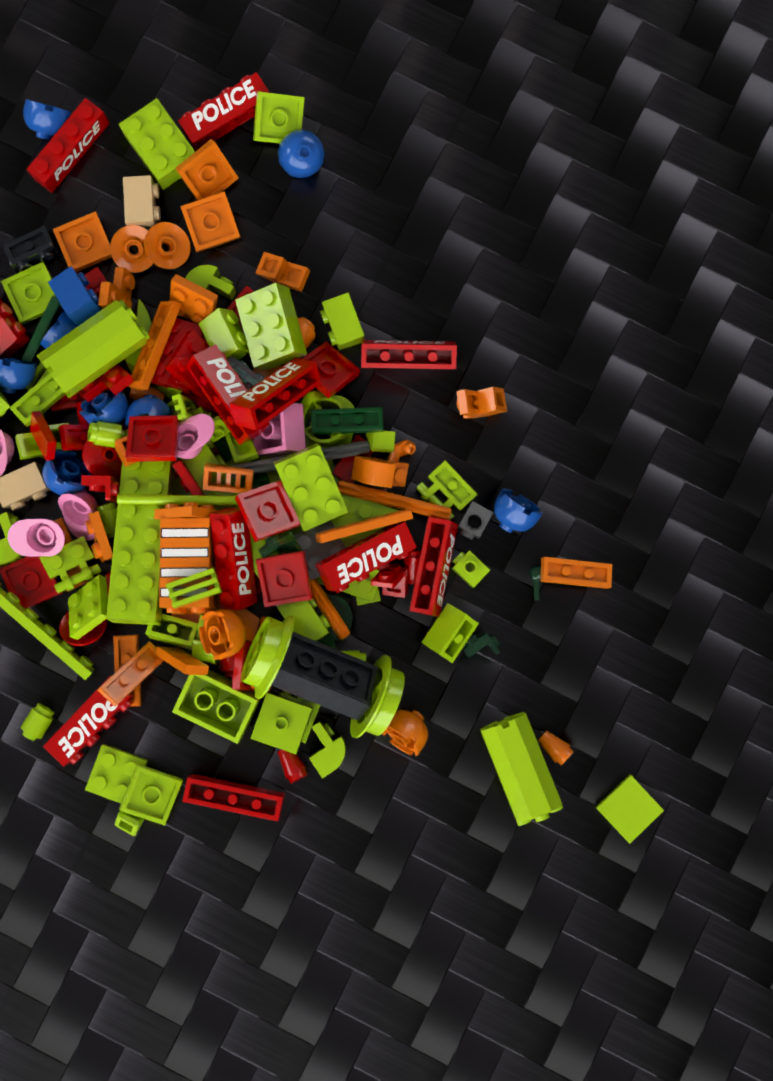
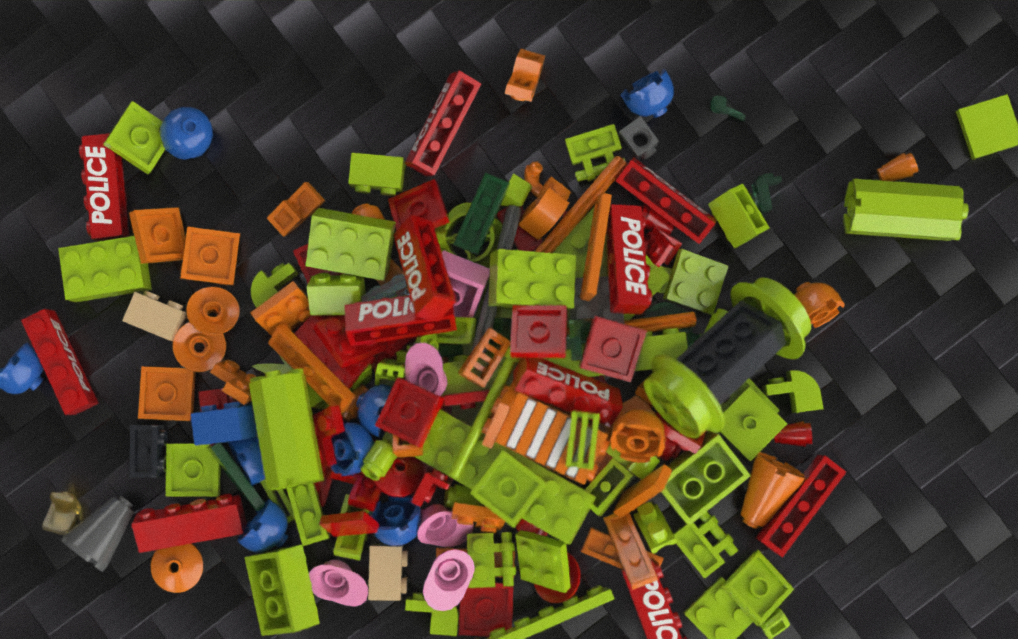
camera: 55 degrees left, 0 degrees up
(128, 548) = (508, 488): none -> lime plate
(160, 685) = (654, 527): none -> lime hips
(160, 730) = (697, 547): none -> lime plate
(236, 765) = (768, 489): none -> orange cone
(378, 624) = (695, 282): none -> lime plate
(469, 568) = (683, 166): lime brick -> none
(576, 572) = (737, 65): orange plate -> none

